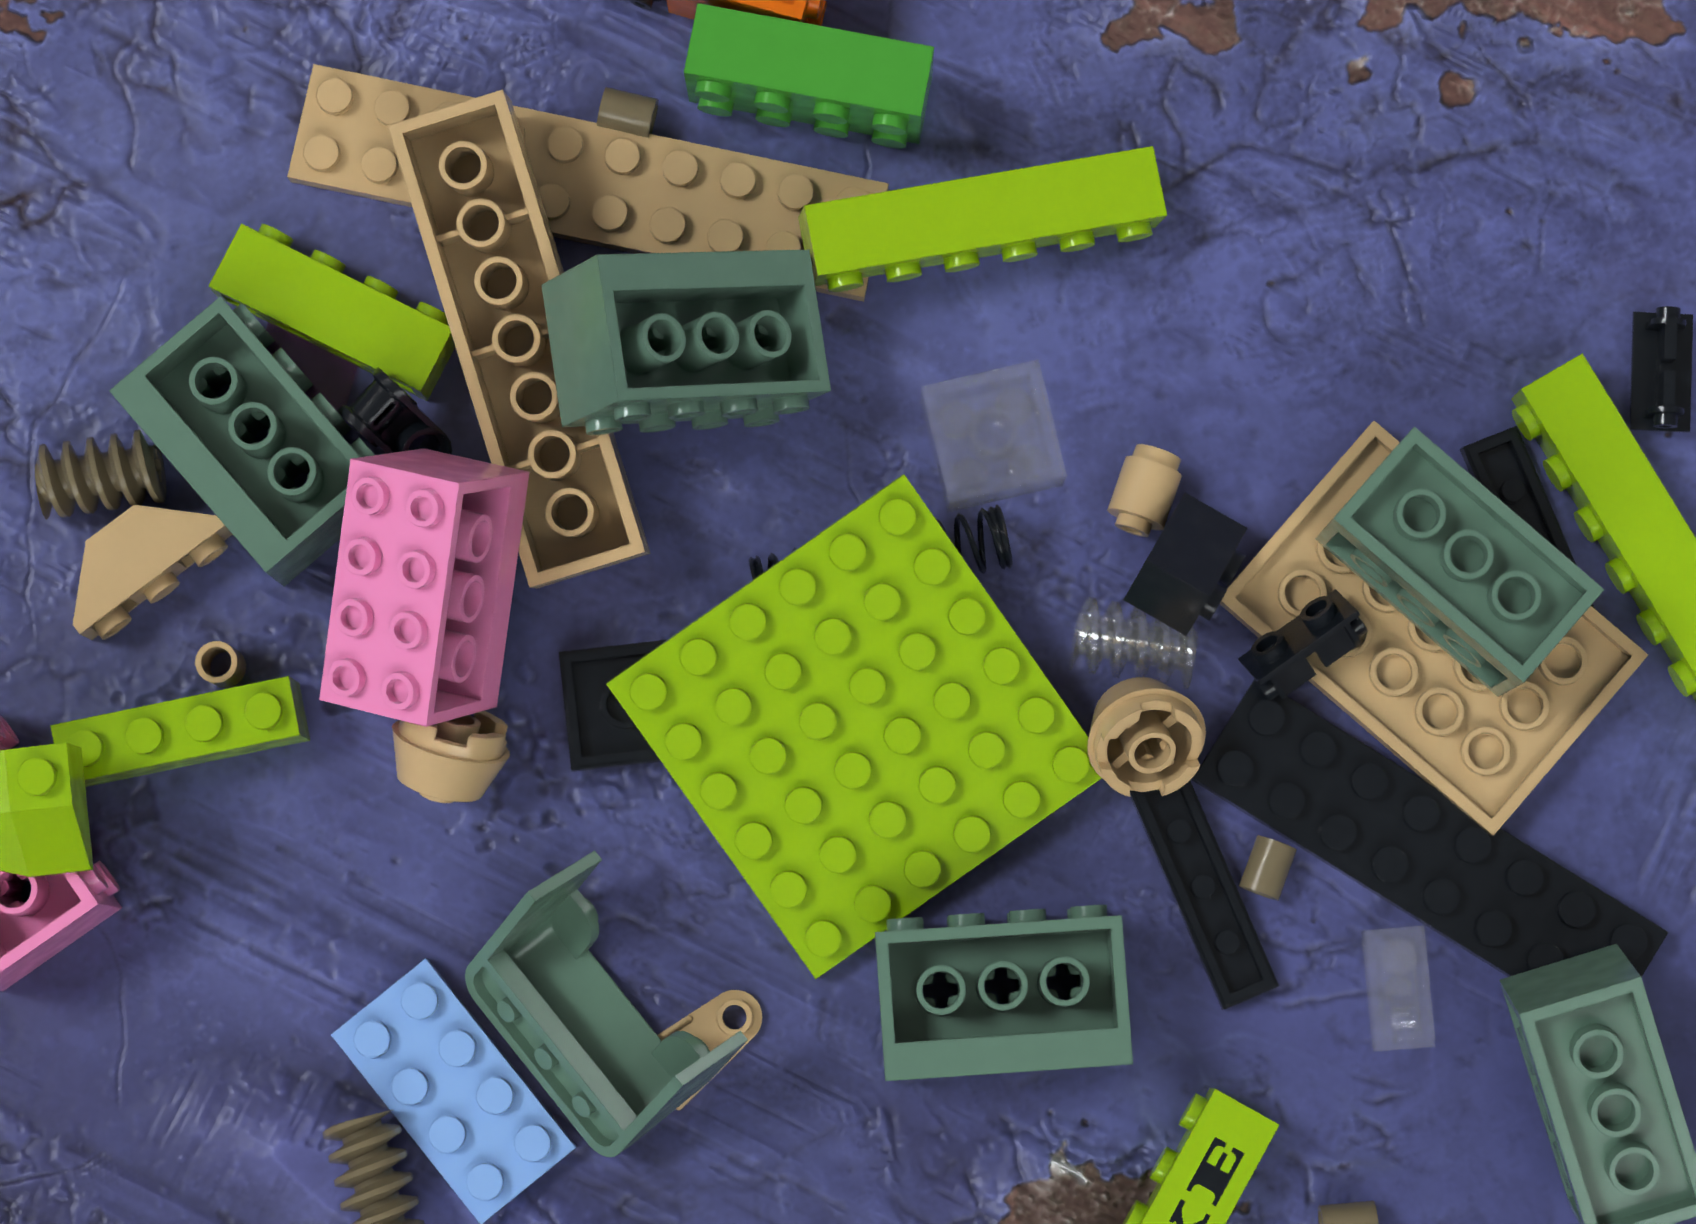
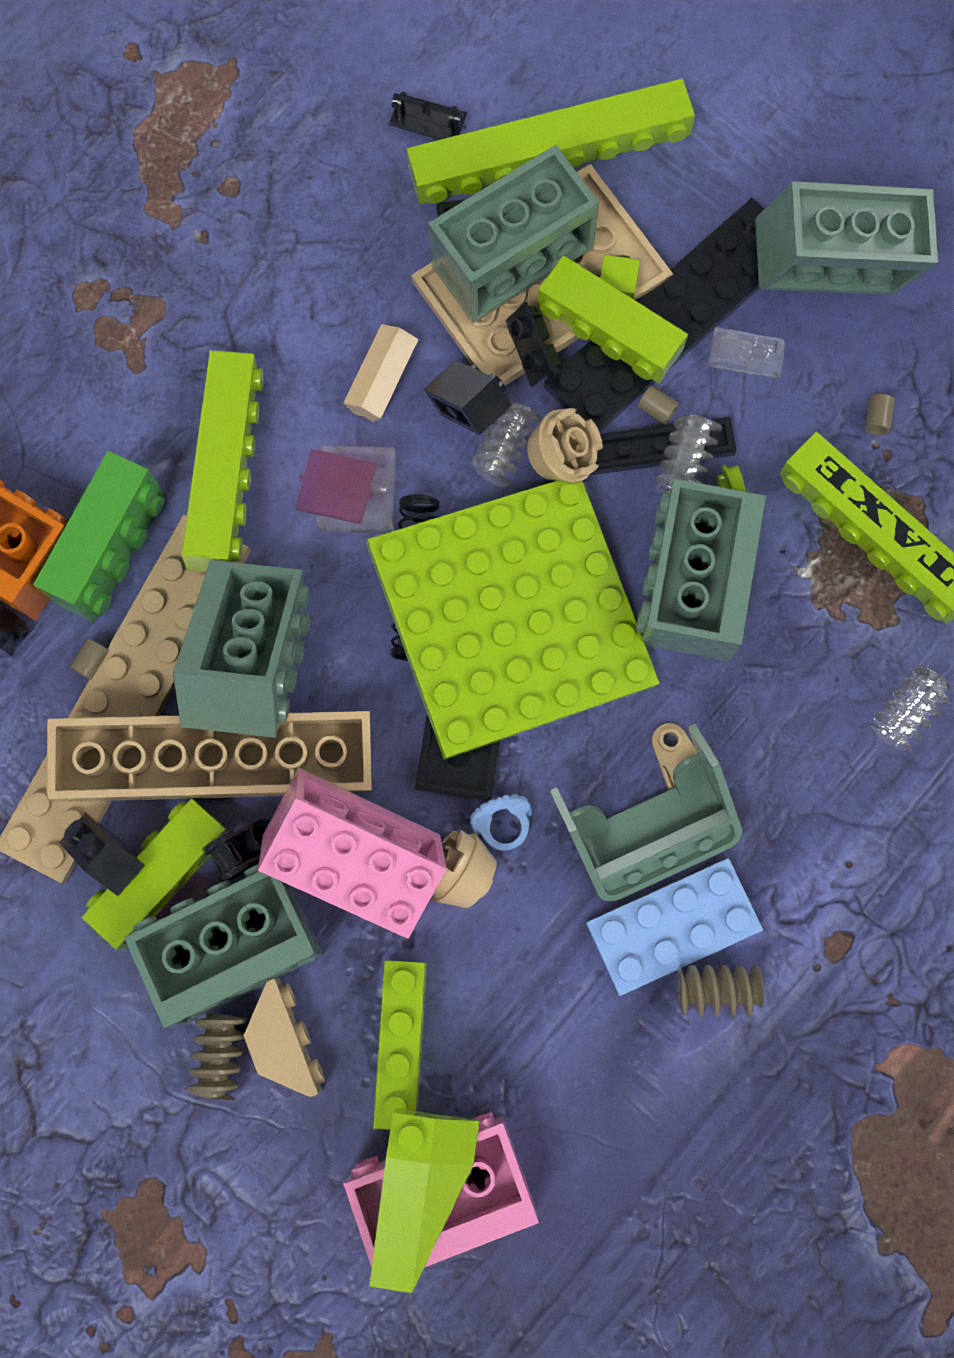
camera: 75 degrees left, 5 degrees down
(208, 652) = (351, 1007): tan hinge -> none
(337, 224) = (101, 854): none -> black brick
(571, 812) = (482, 819): none -> light blue piece
(978, 403) = (336, 486): none -> clear pink piece
(1145, 490) = (415, 414): tan brick -> none
(1169, 1012) = (730, 478): none -> lime plate
(1186, 932) = (687, 450): none -> clear piece
(1200, 418) = (380, 372): none -> tan piece
(1374, 755) = (610, 320): none -> lime brick
(1458, 749) = (620, 273): none -> lime tile

